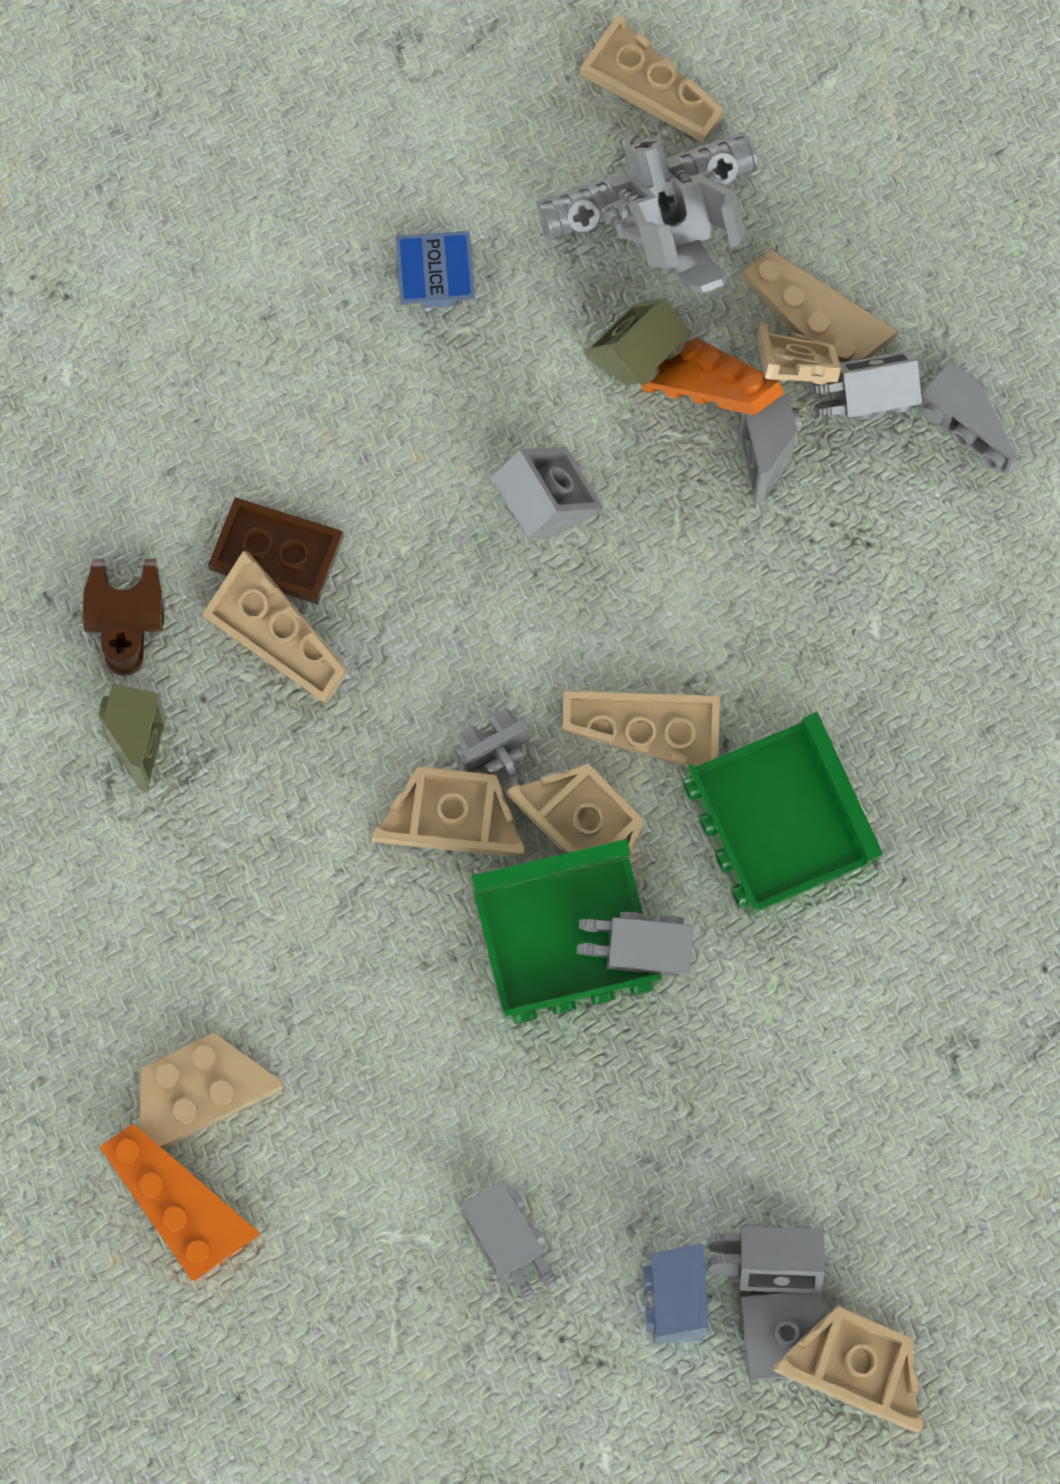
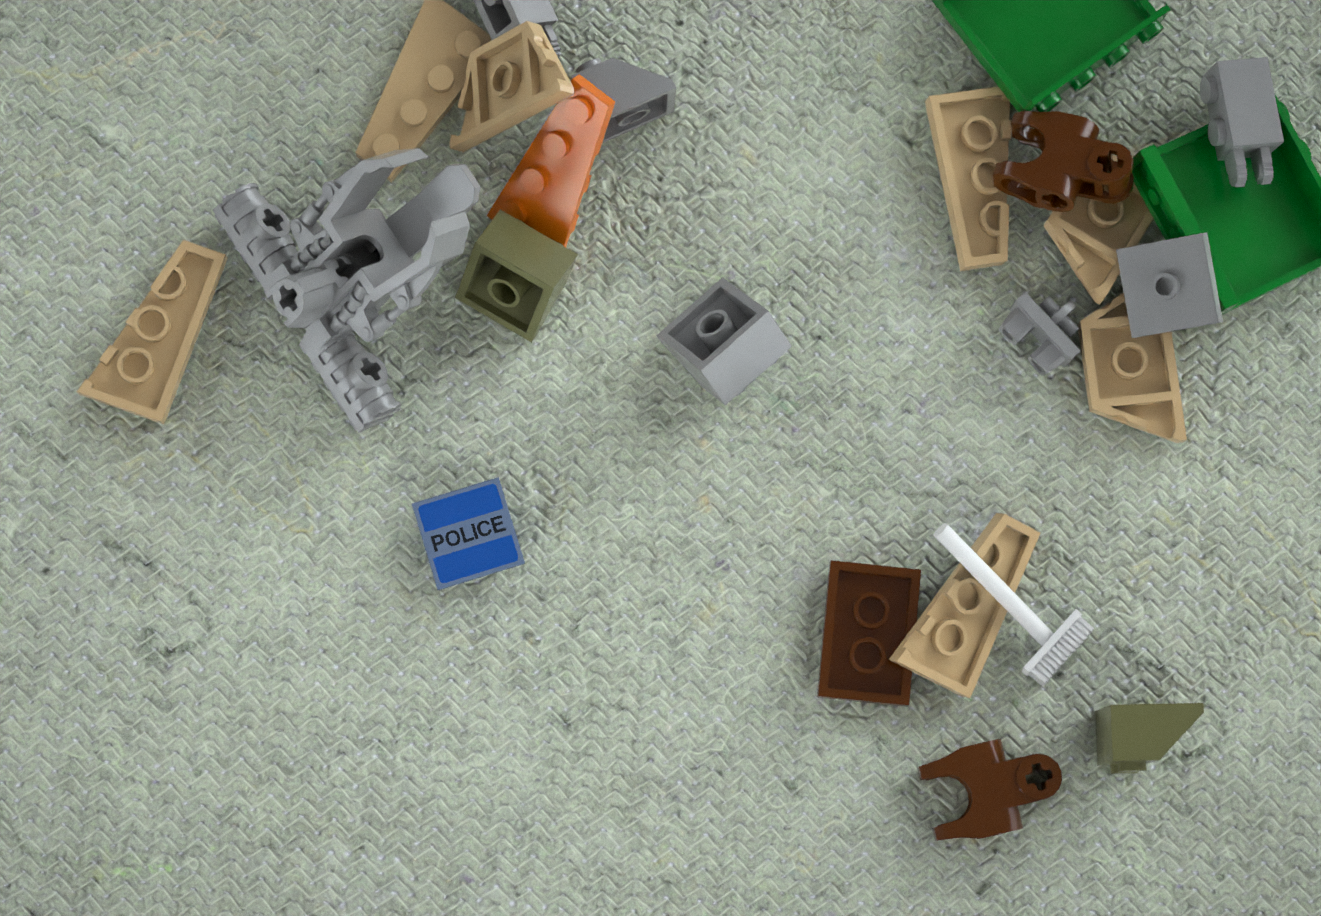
camera: 110 degrees left, 10 degrees up
(226, 693) = (1055, 646): none -> white piece
(503, 839) = (1169, 285): none -> light grey plate
(632, 787) = (1069, 165): none -> reddish brown piece

